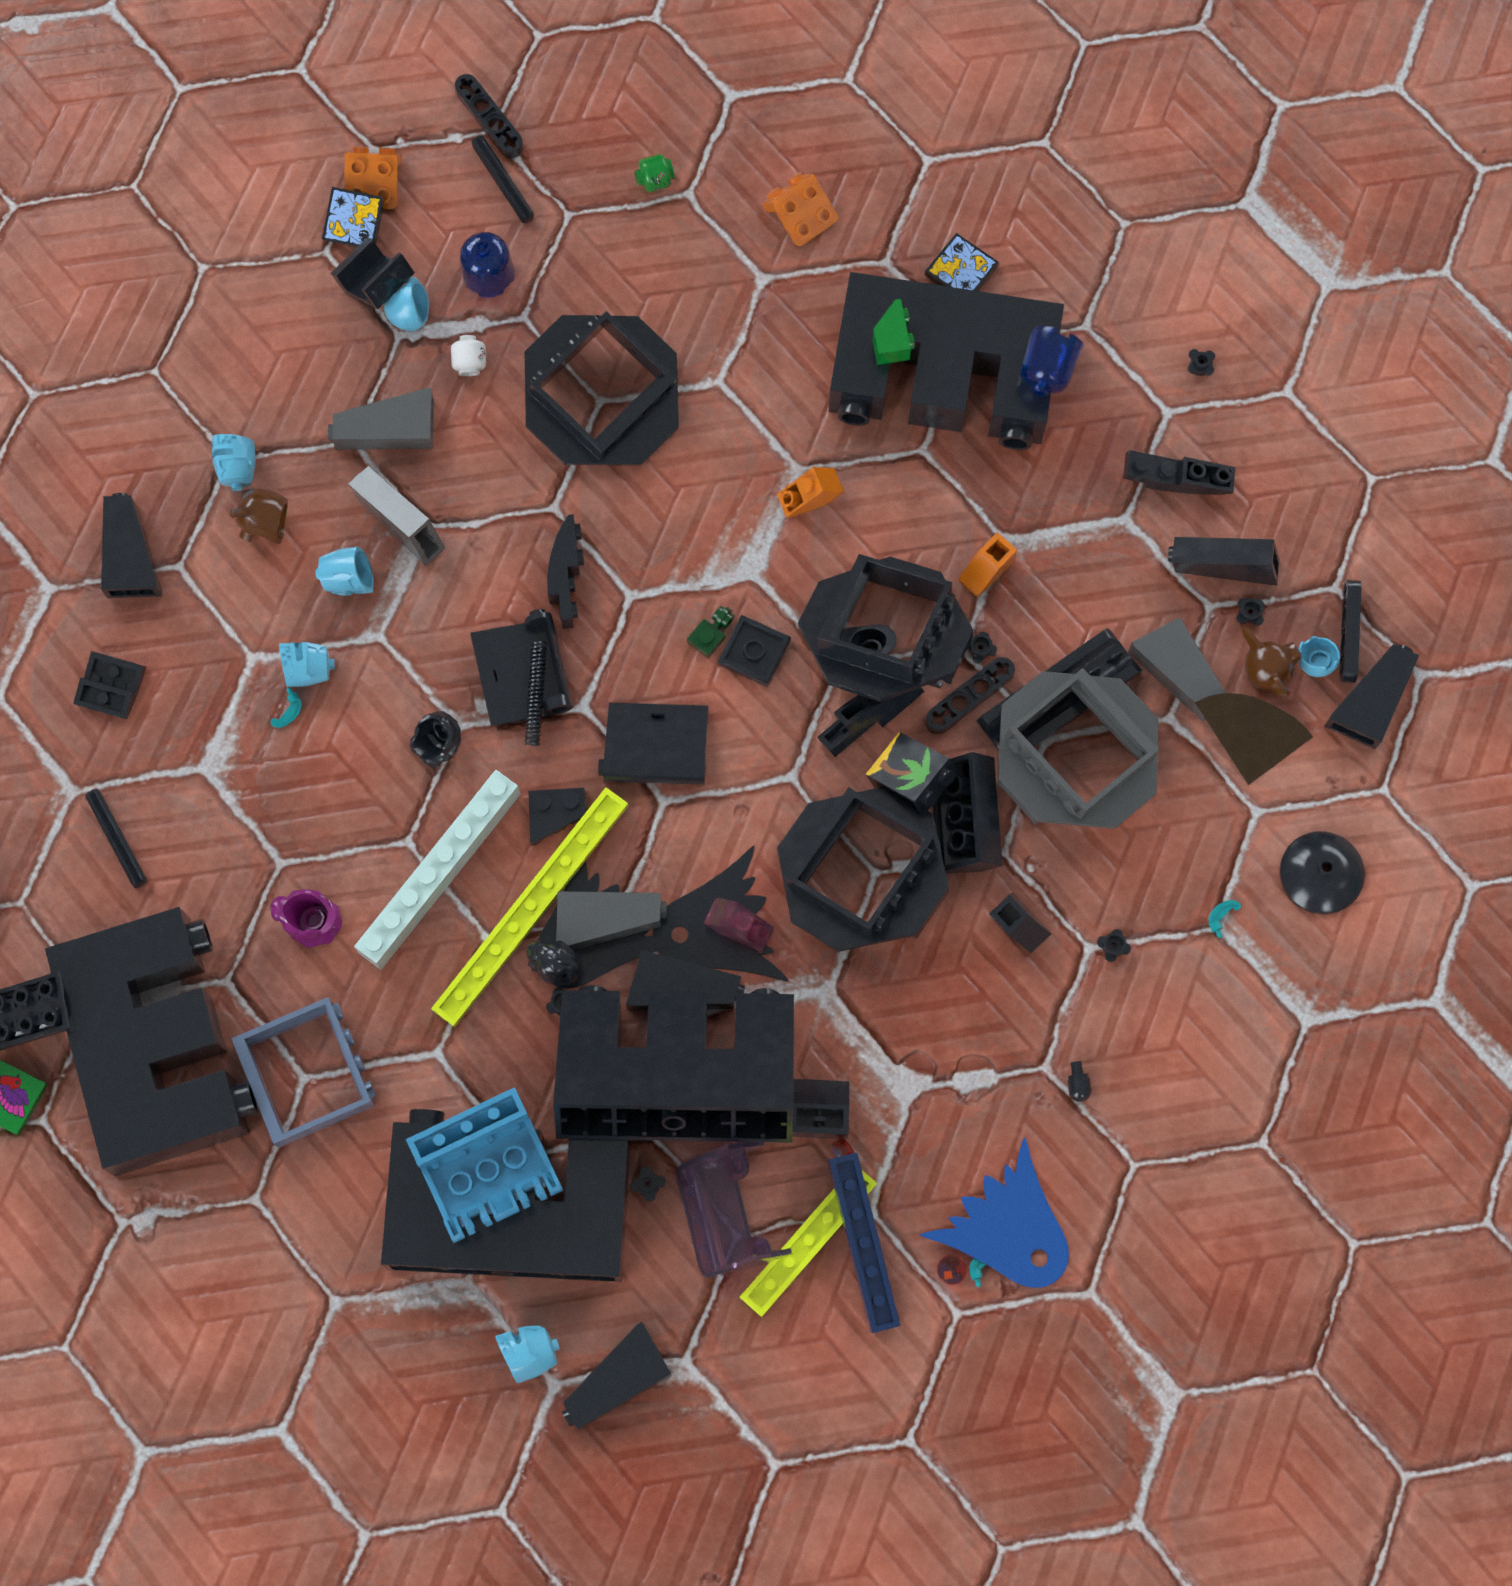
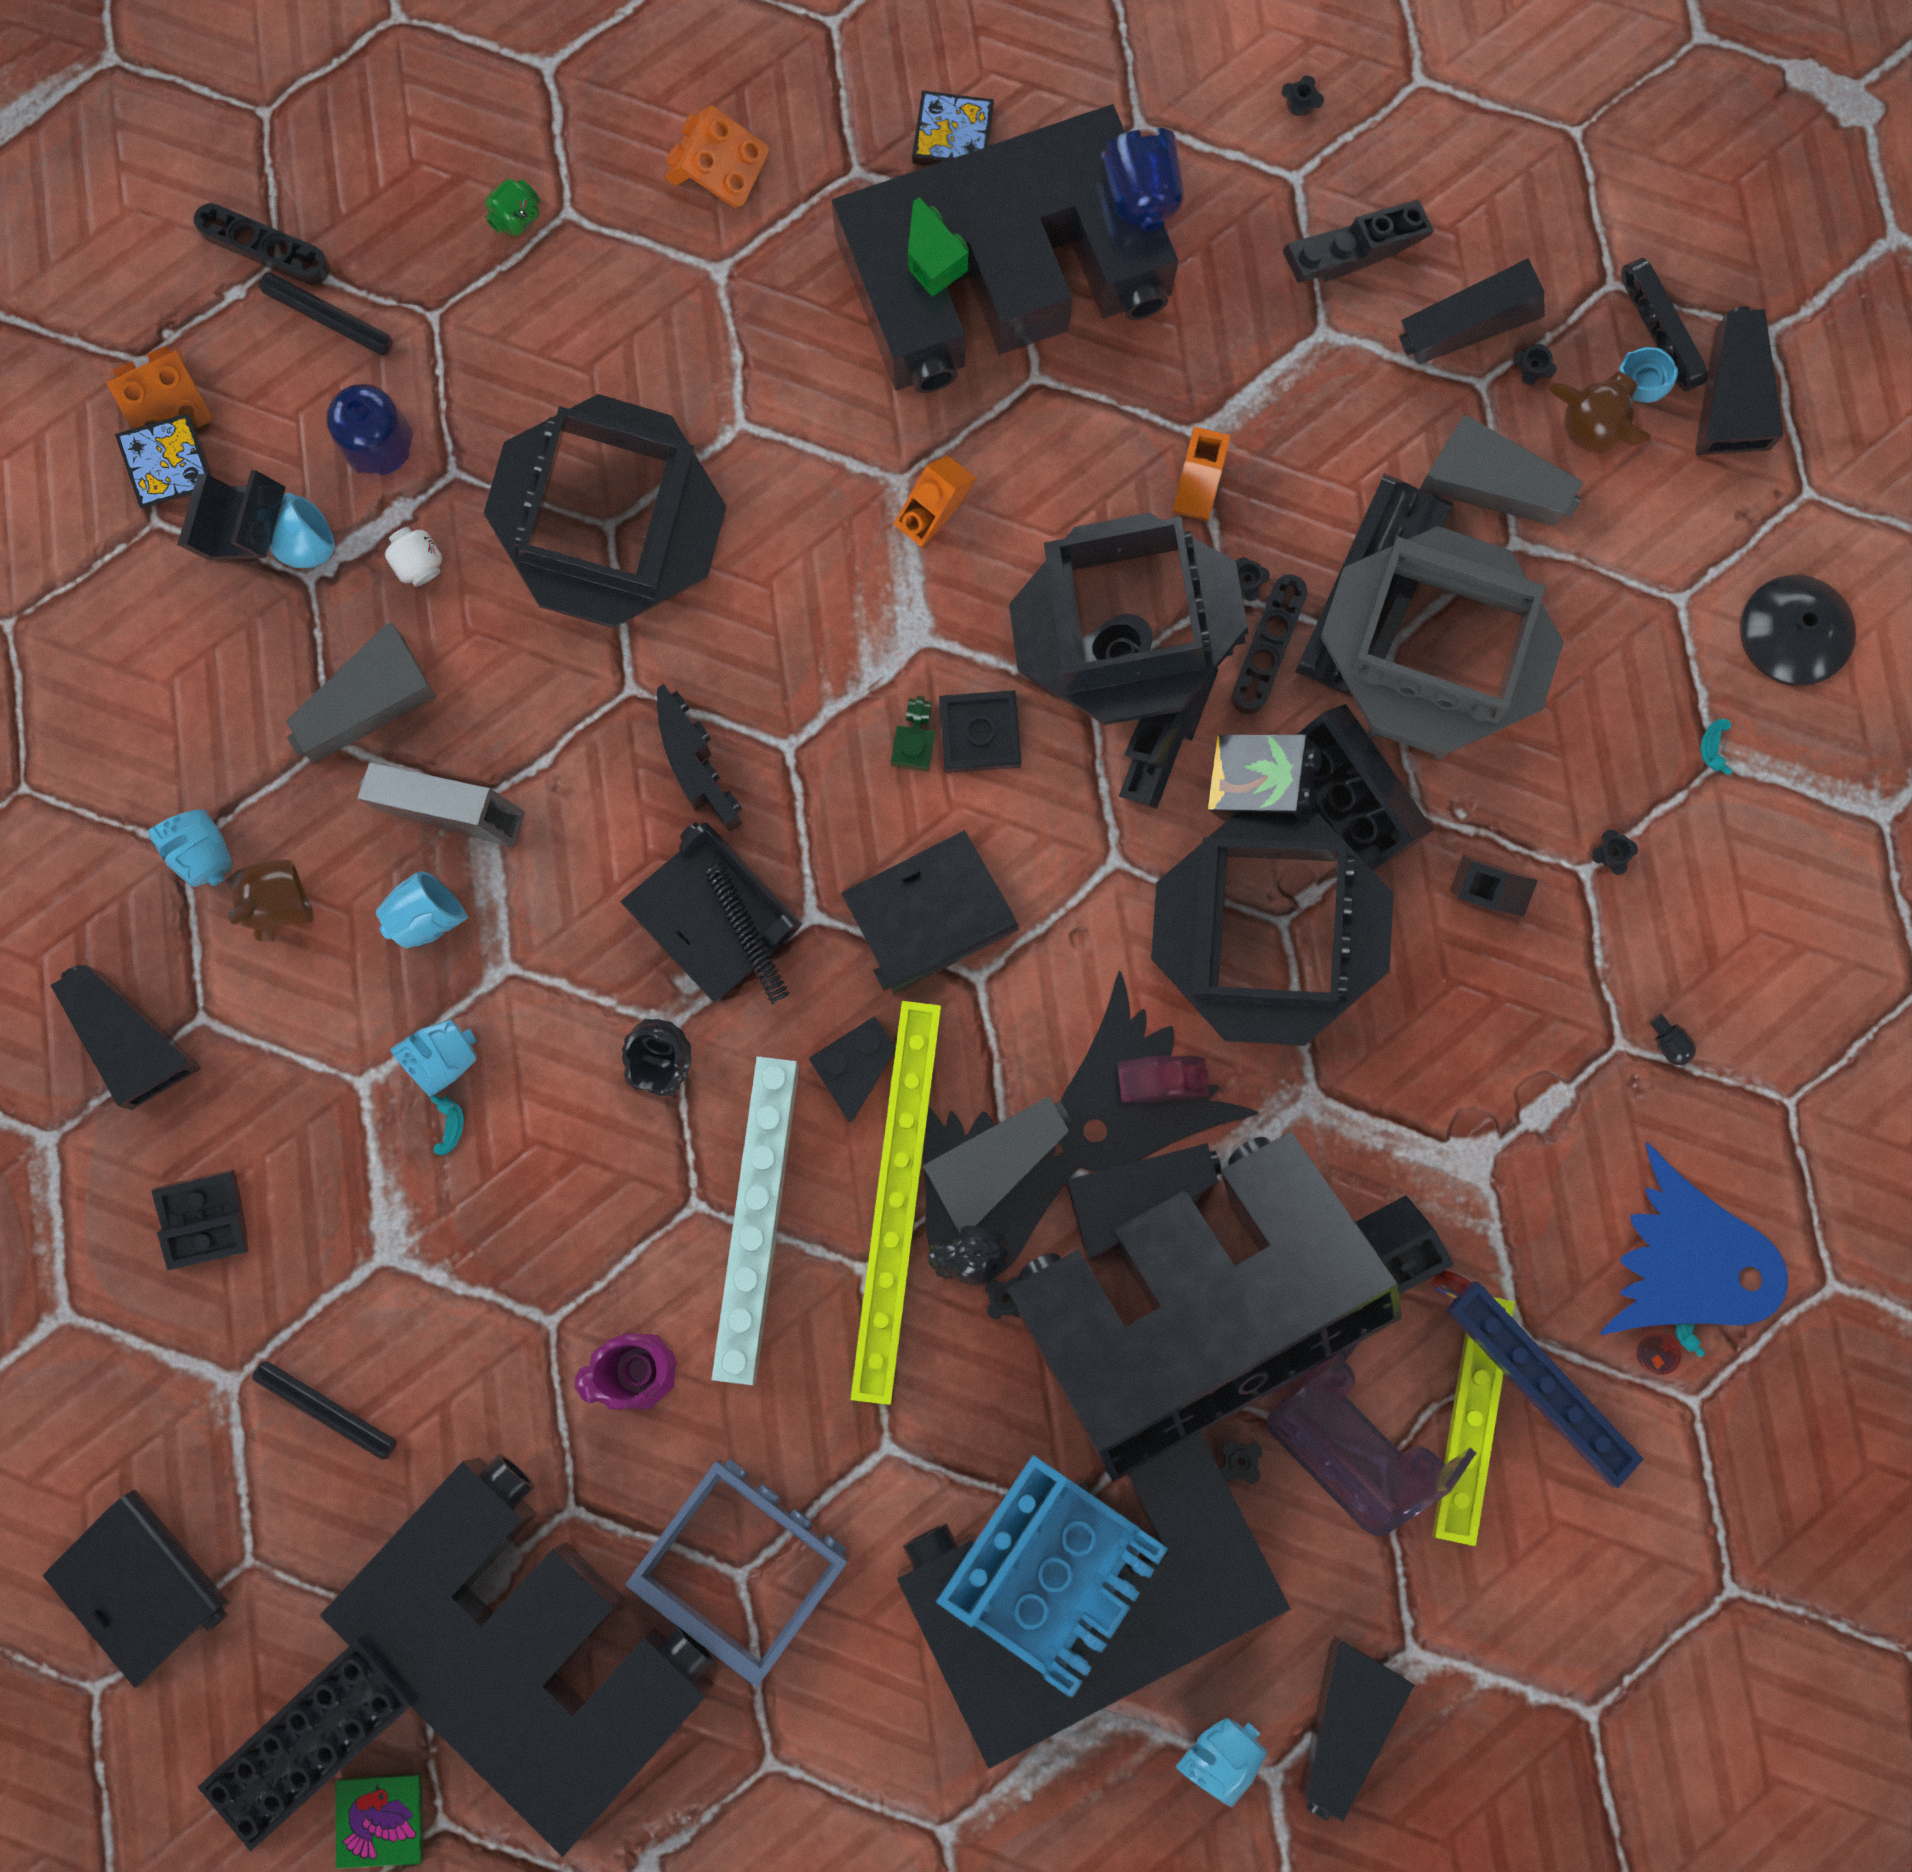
camera: 30 degrees left, 5 degrees up
(1252, 731) = (1624, 505): dark brown sticker -> none

